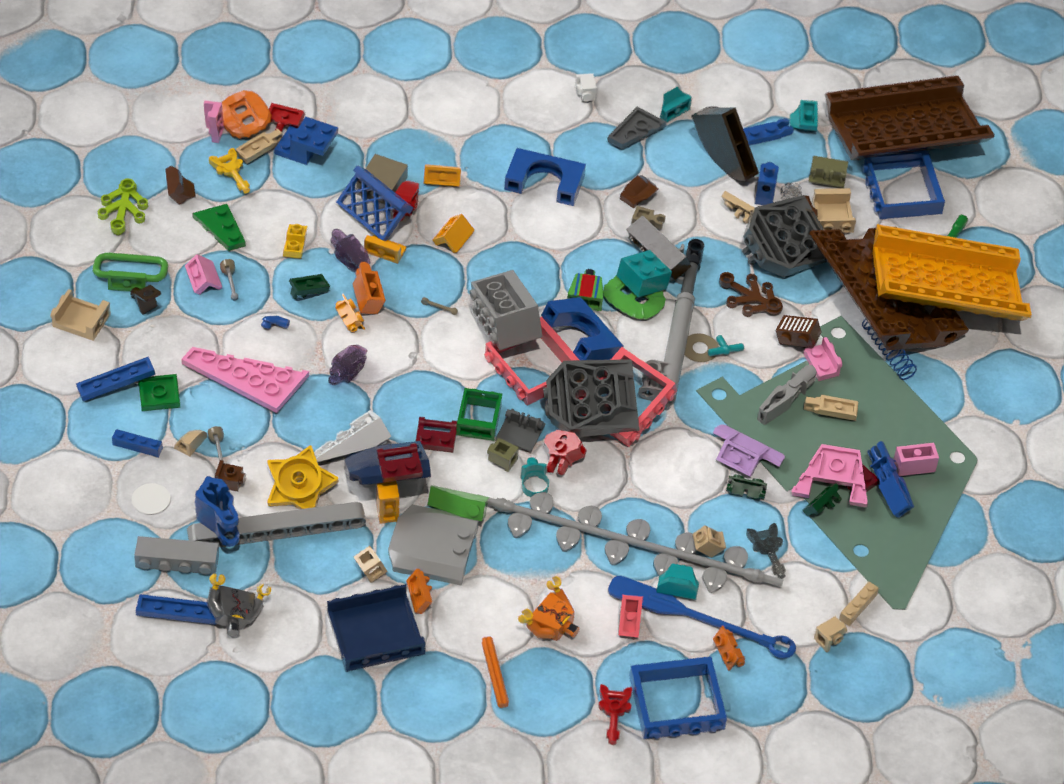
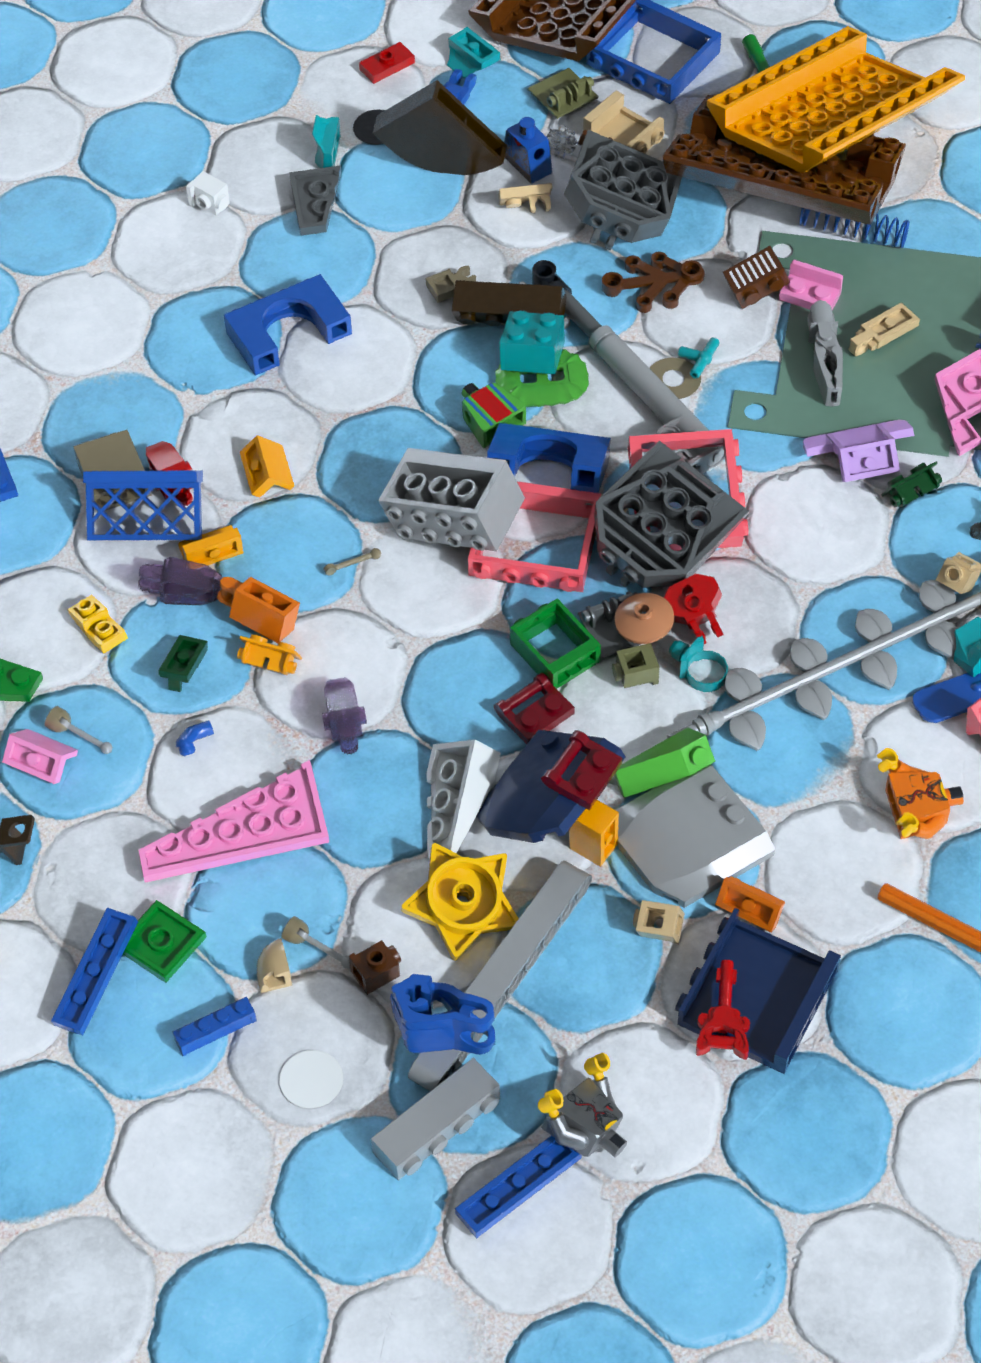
camera: 40 degrees left, 5 degrees up
(342, 622) = (724, 1019): none -> red piece
(442, 175) = (174, 412): light orange plate -> none
(529, 434) = (644, 627): none -> nougat dish
(637, 190) = (406, 262): reddish brown slope -> none
(759, 90) = (387, 62): none -> red plate

